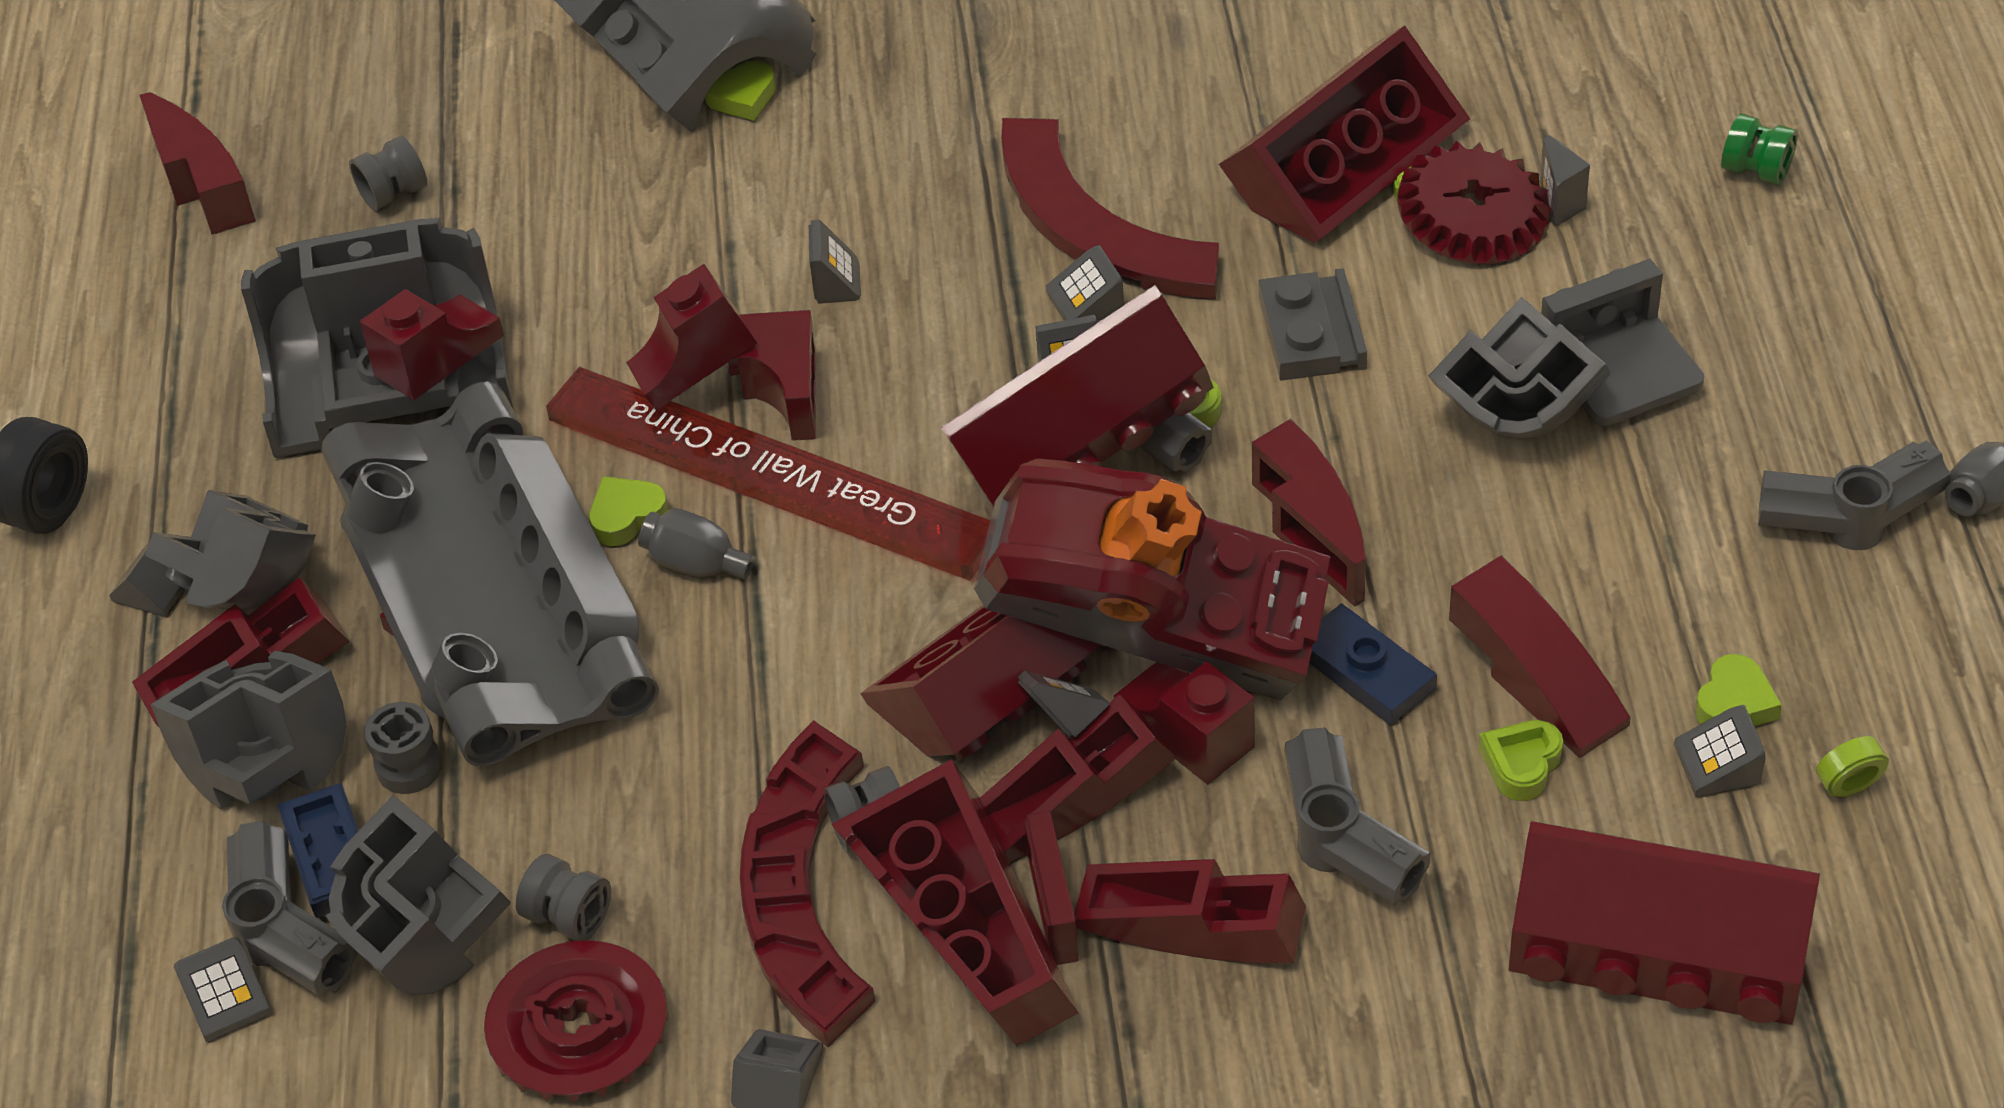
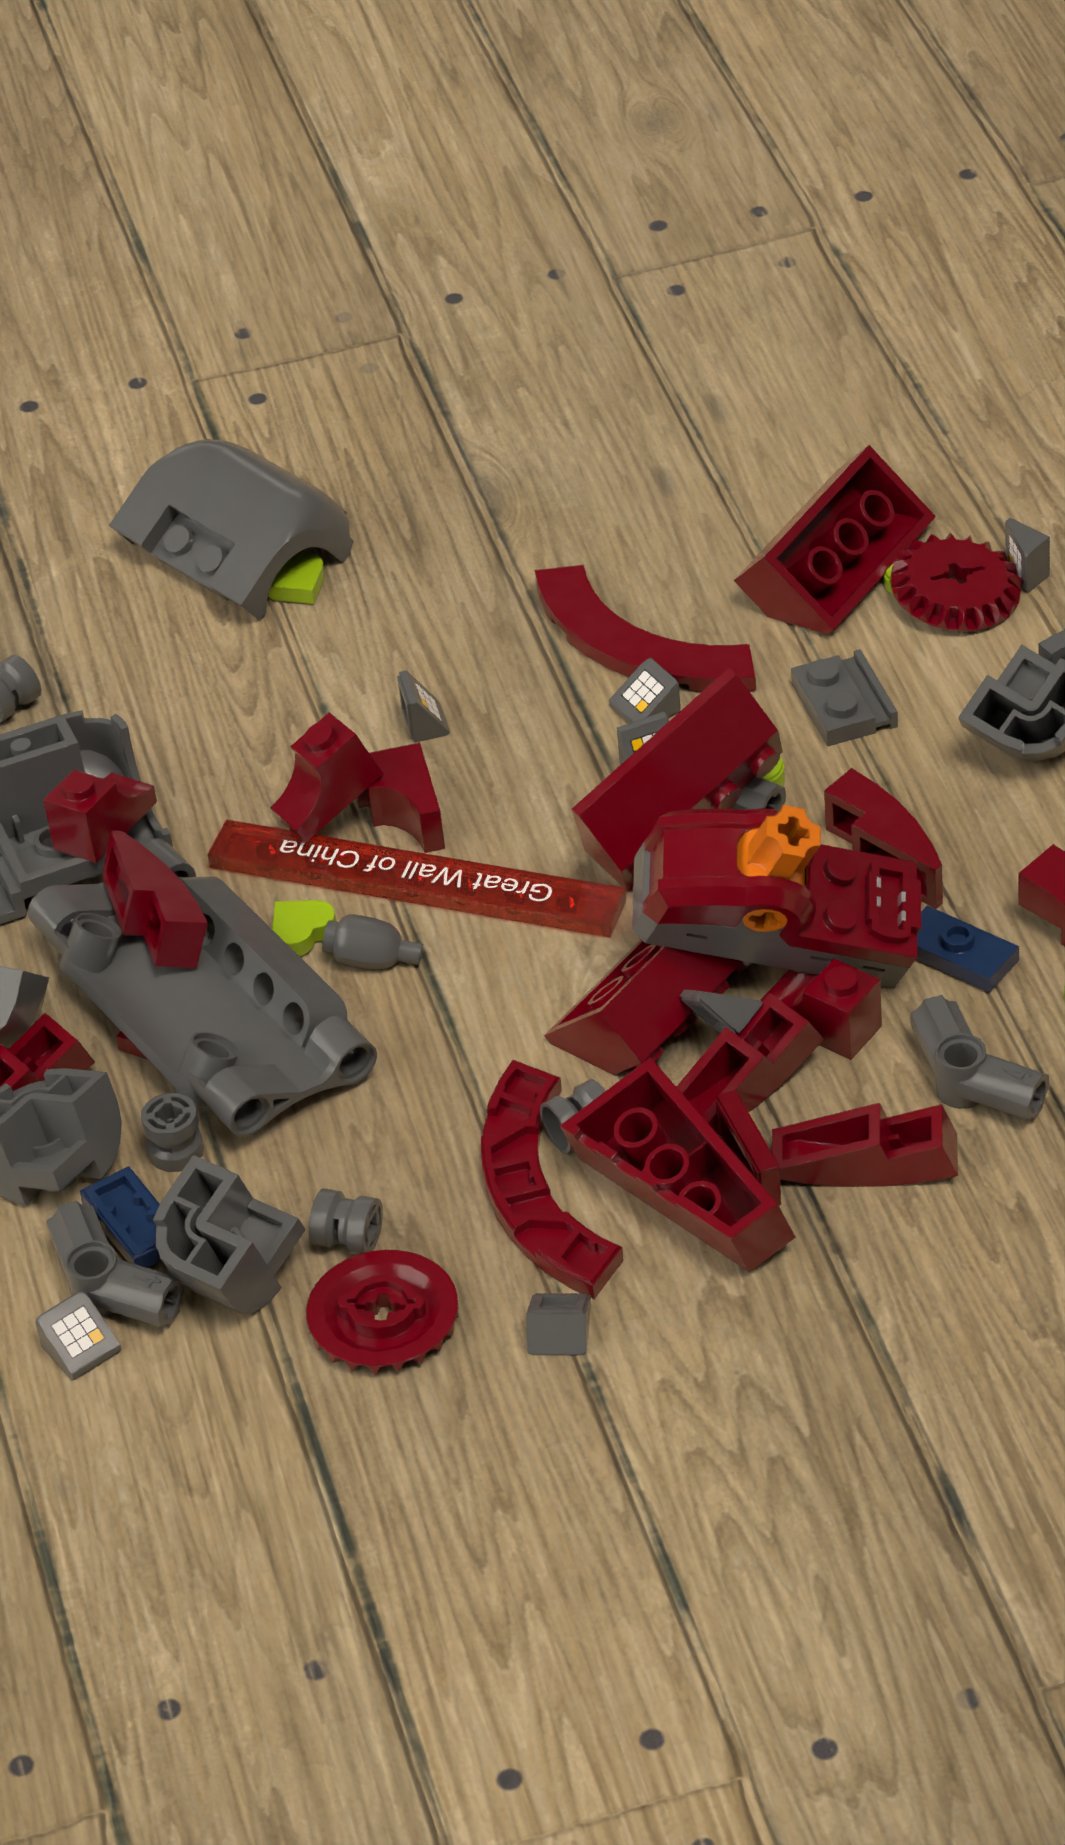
camera: 10 degrees left, 5 degrees down
(455, 464) = (153, 903): none -> dark red slope

